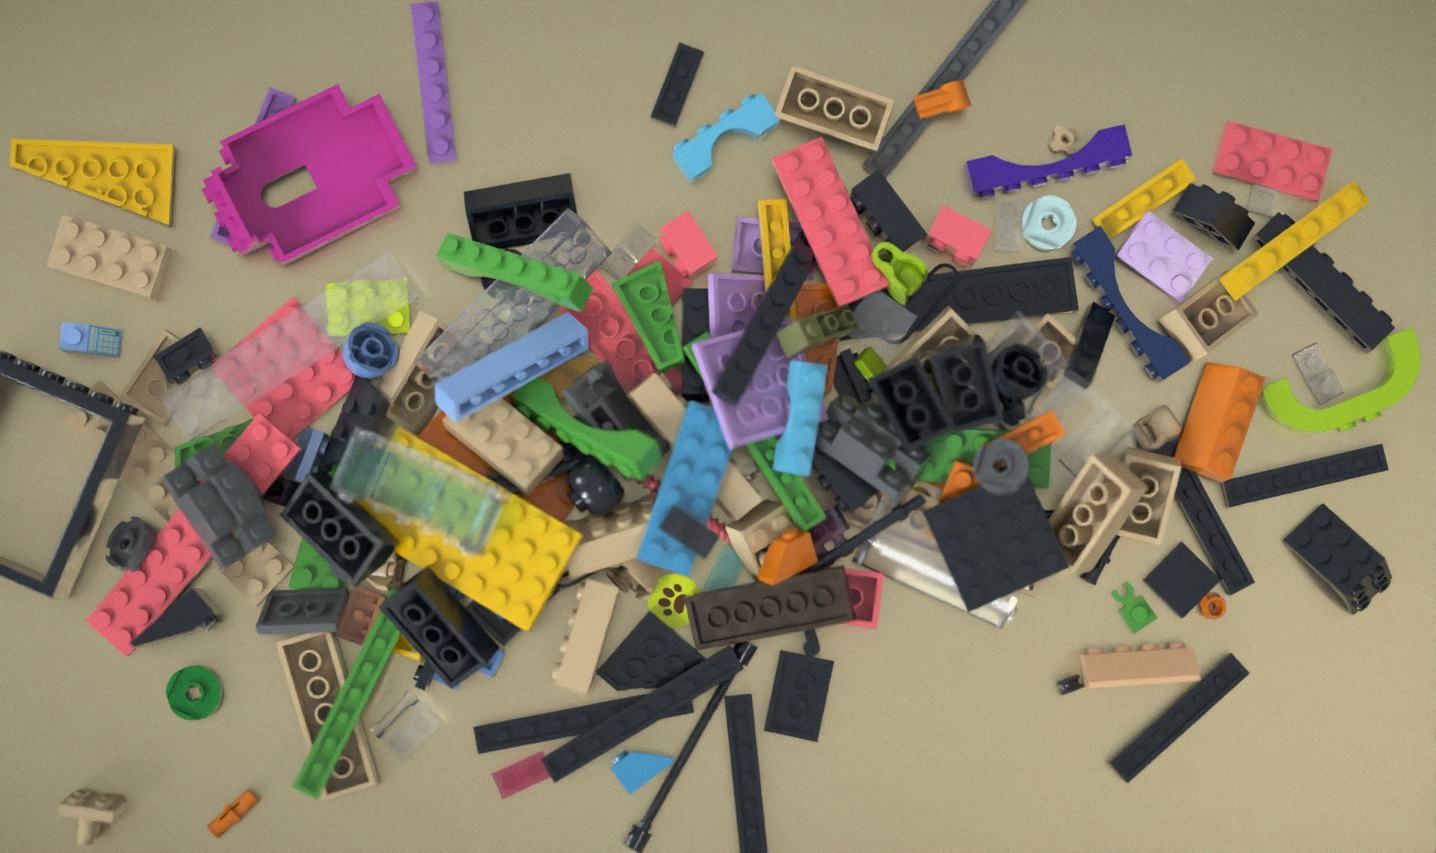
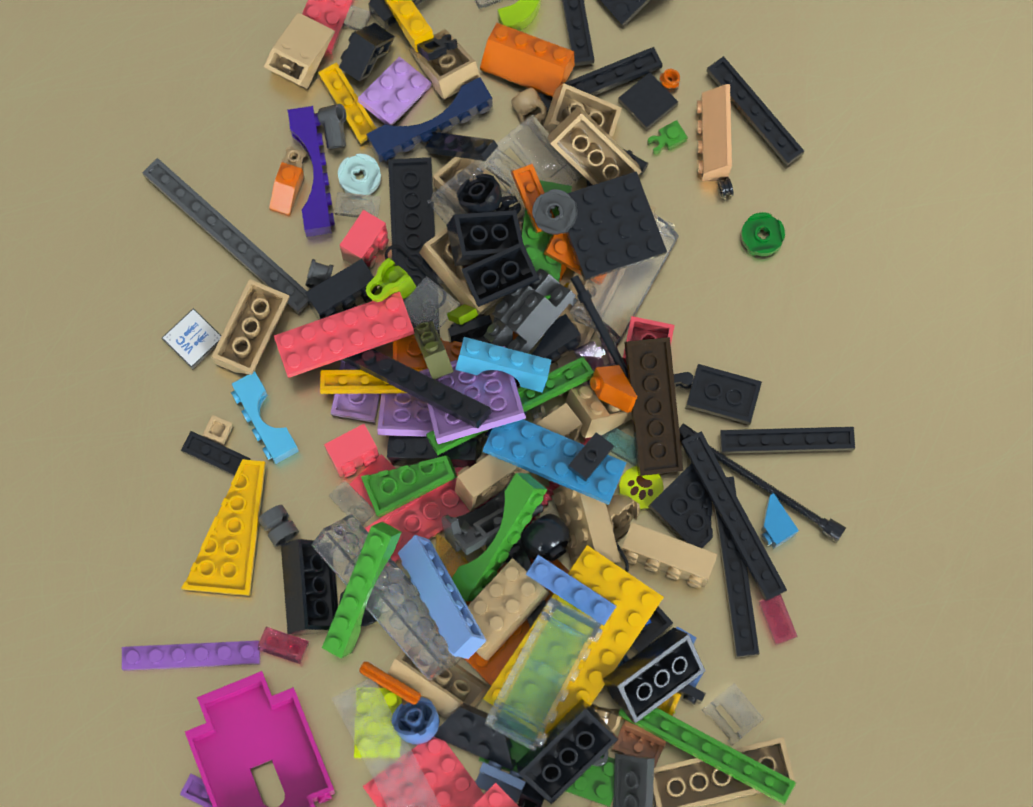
camera: 90 degrees left, 10 degrees down
(411, 316) = (390, 683): none -> orange axle
(451, 188) = (283, 645): none -> clear pink plate
(525, 519) = (571, 590): none -> medium blue plate
(566, 113) = (230, 544): none -> yellow wing
(593, 167) = (279, 527): none -> dark grey wheel
(707, 83) = (217, 429): none -> tan plate
(820, 40) = (192, 338): none -> white tile
(910, 185) = (318, 273): none -> dark grey piece
(949, 98) = (252, 239): orange piece -> none
(1021, 134) = (286, 188): none -> orange slope
(1025, 743) = (756, 245): none -> green plate
(1118, 183) = (332, 120): none -> dark grey piece
(1206, 131) = (299, 50): none -> tan slope
(1222, 302) = (435, 48): none -> black plate

